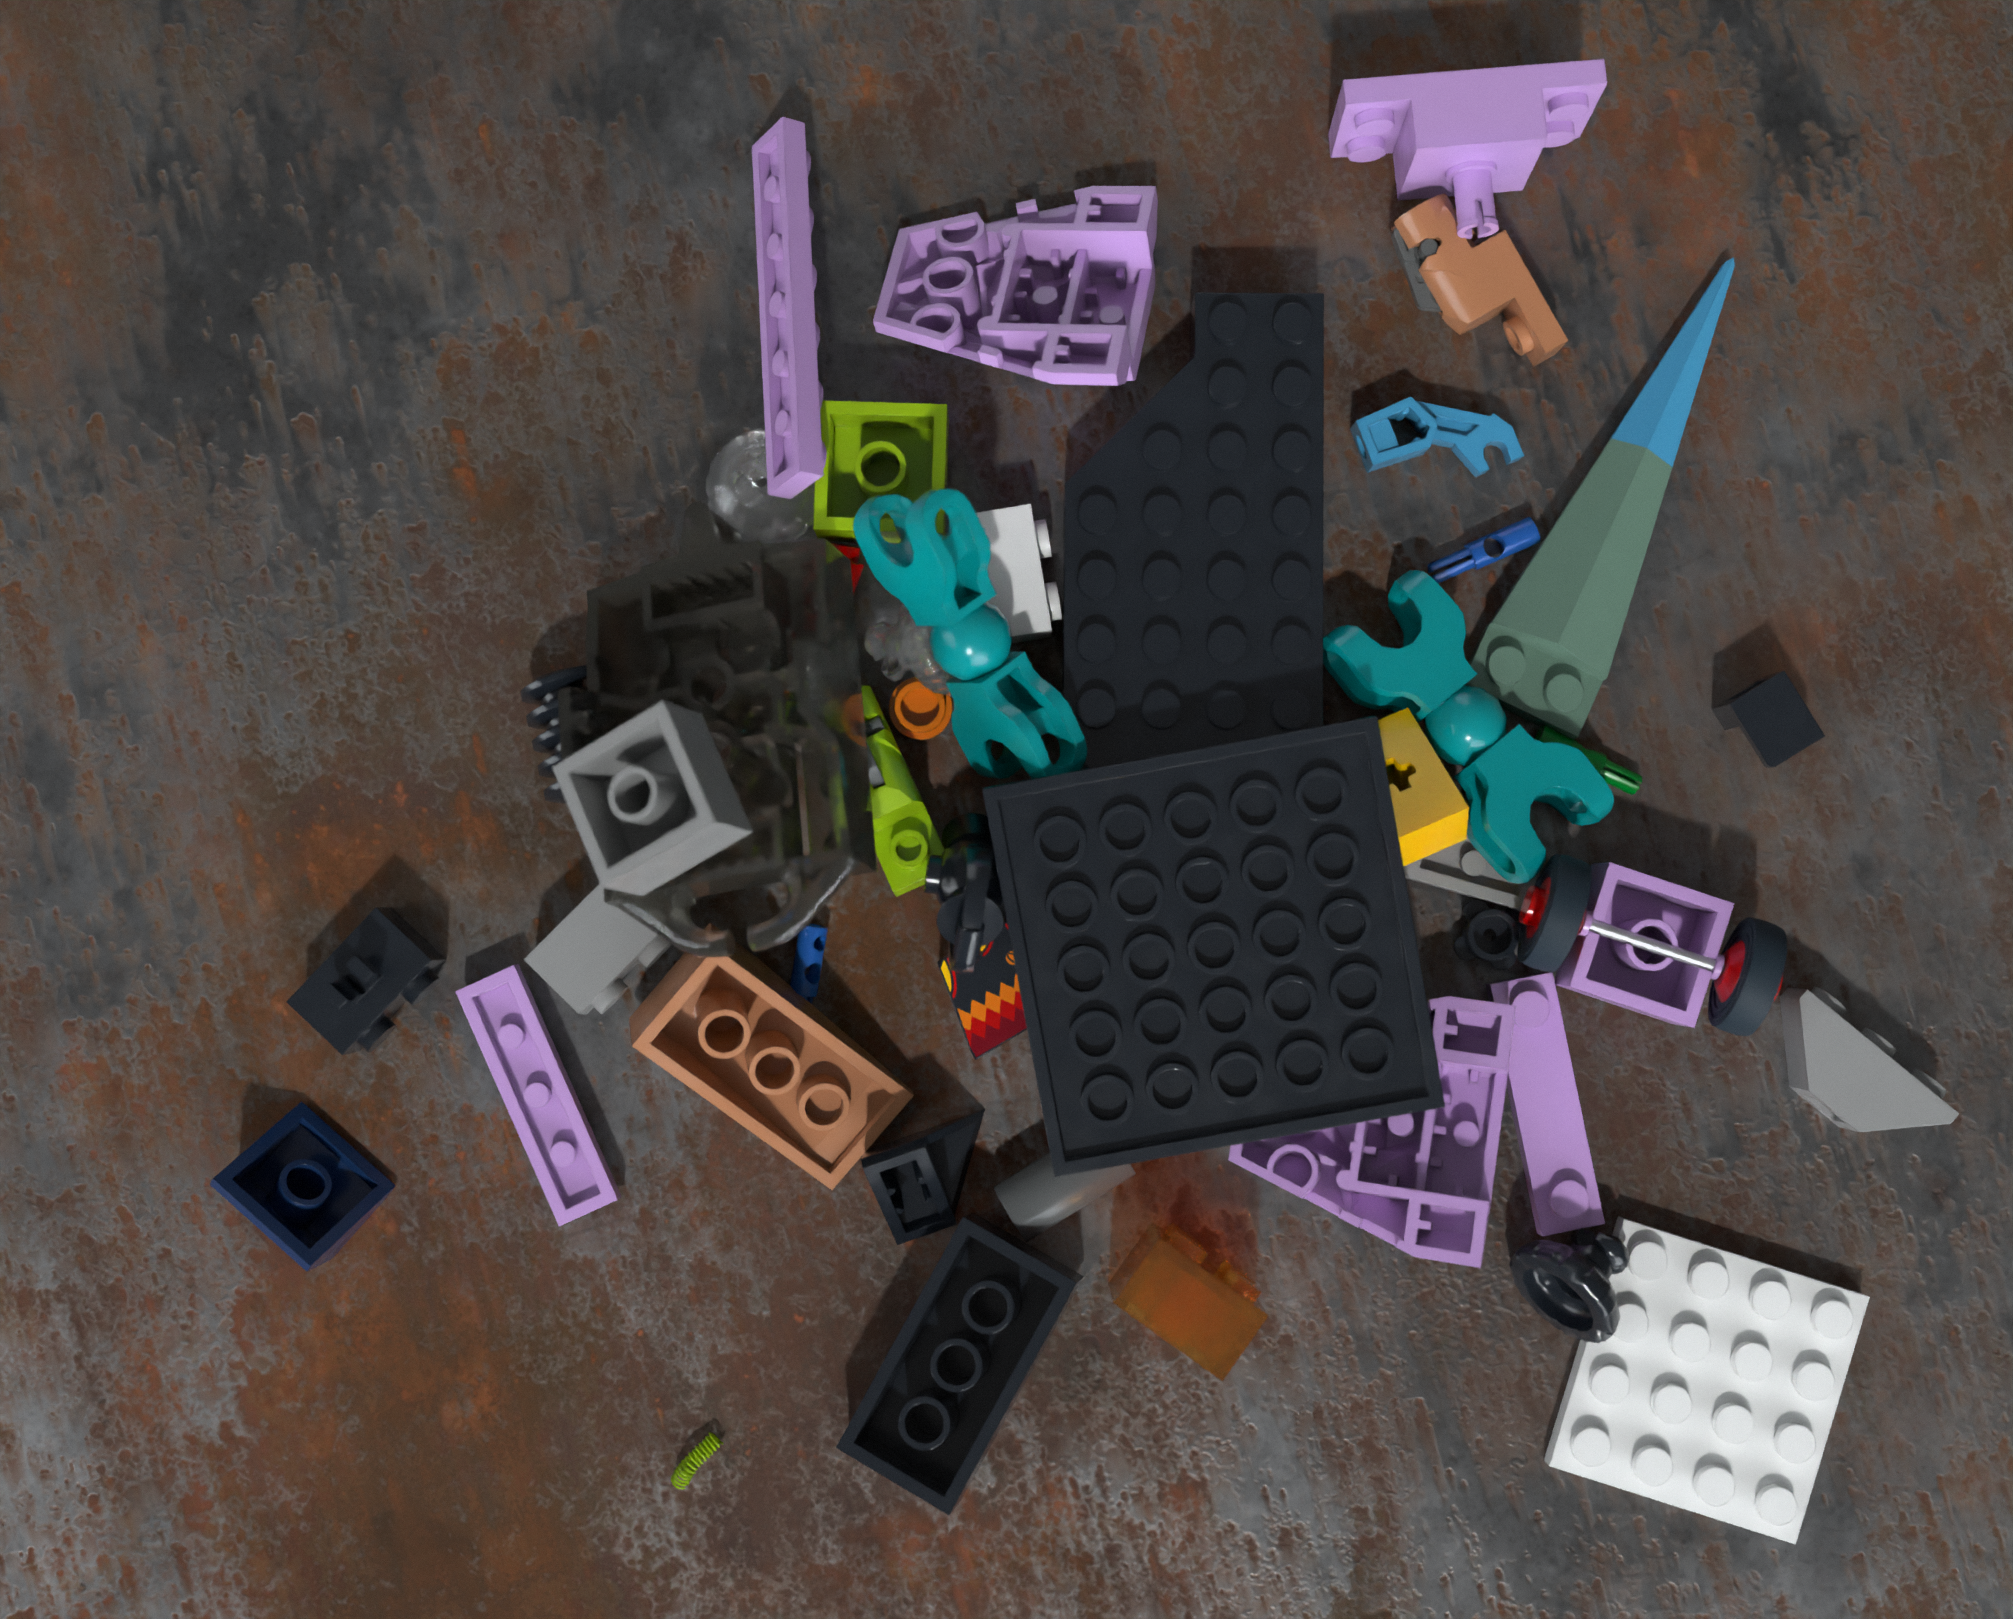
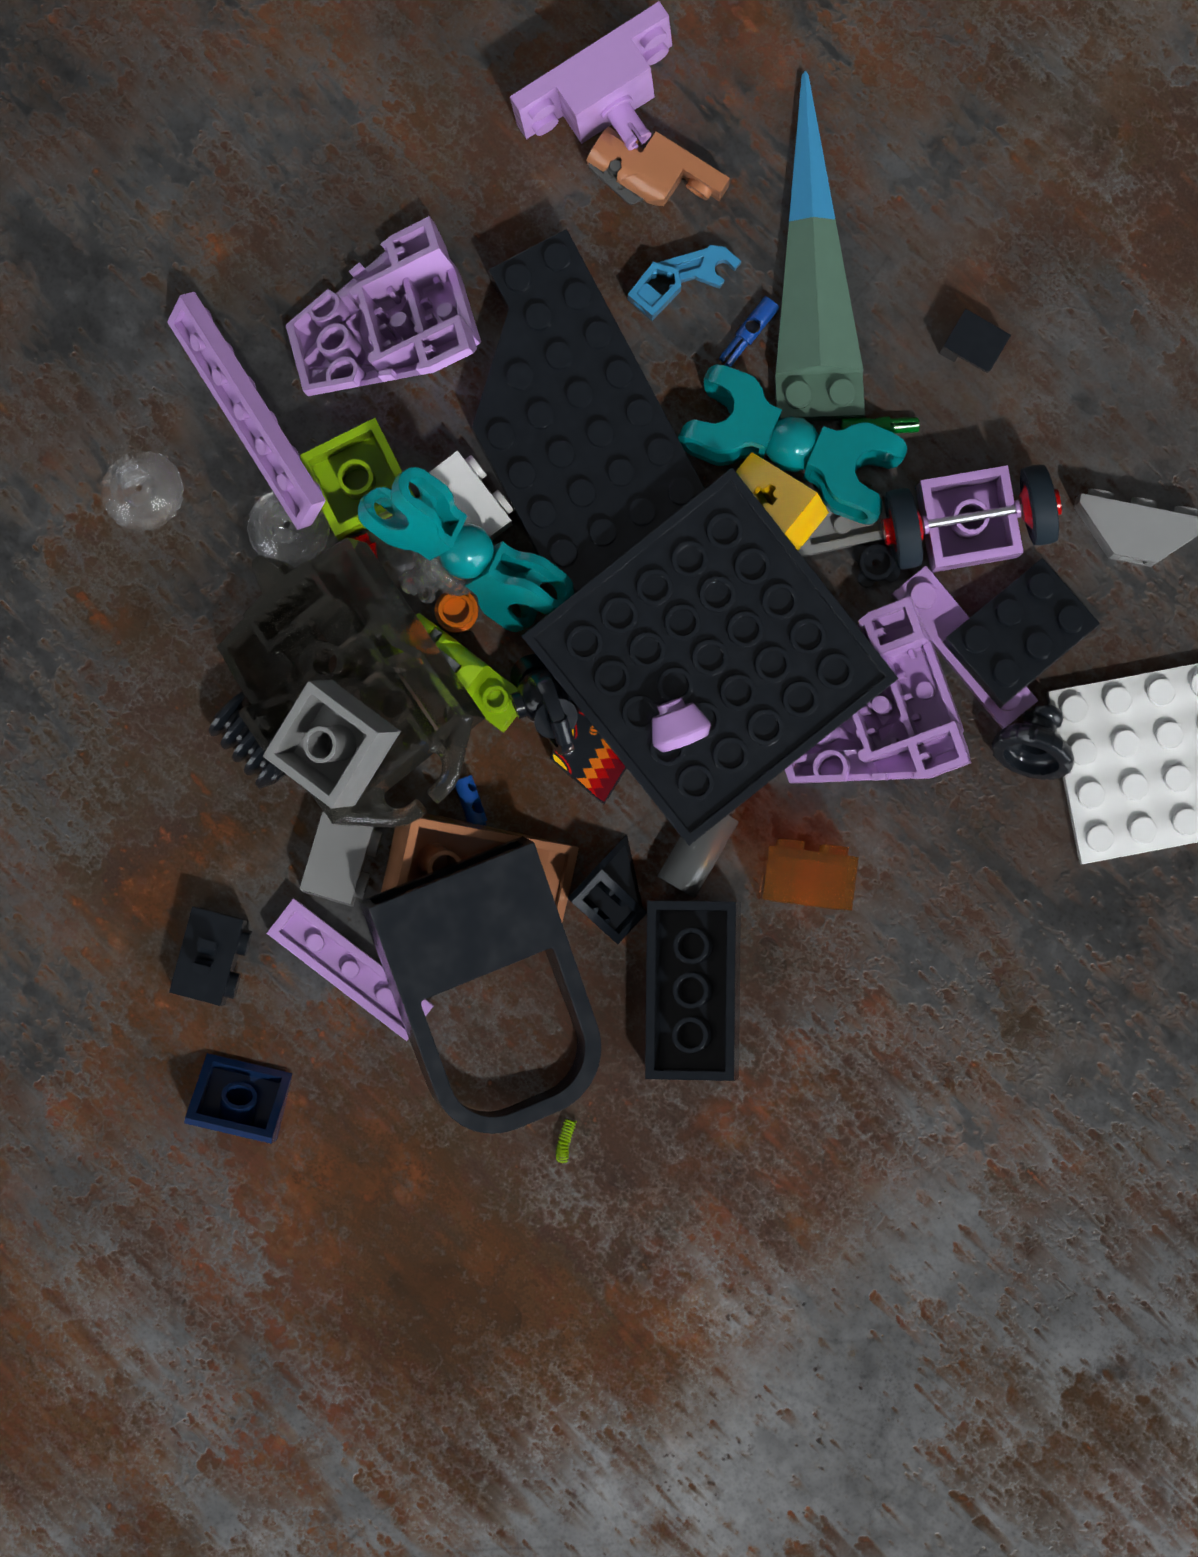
camera: 30 degrees left, 0 degrees up
(619, 361) = (154, 503): none -> clear hair
(709, 1126) = (466, 926): none -> black window
(1124, 1018) = (678, 725): none -> lavender cone
(1629, 1126) = (1021, 633): none -> black plate

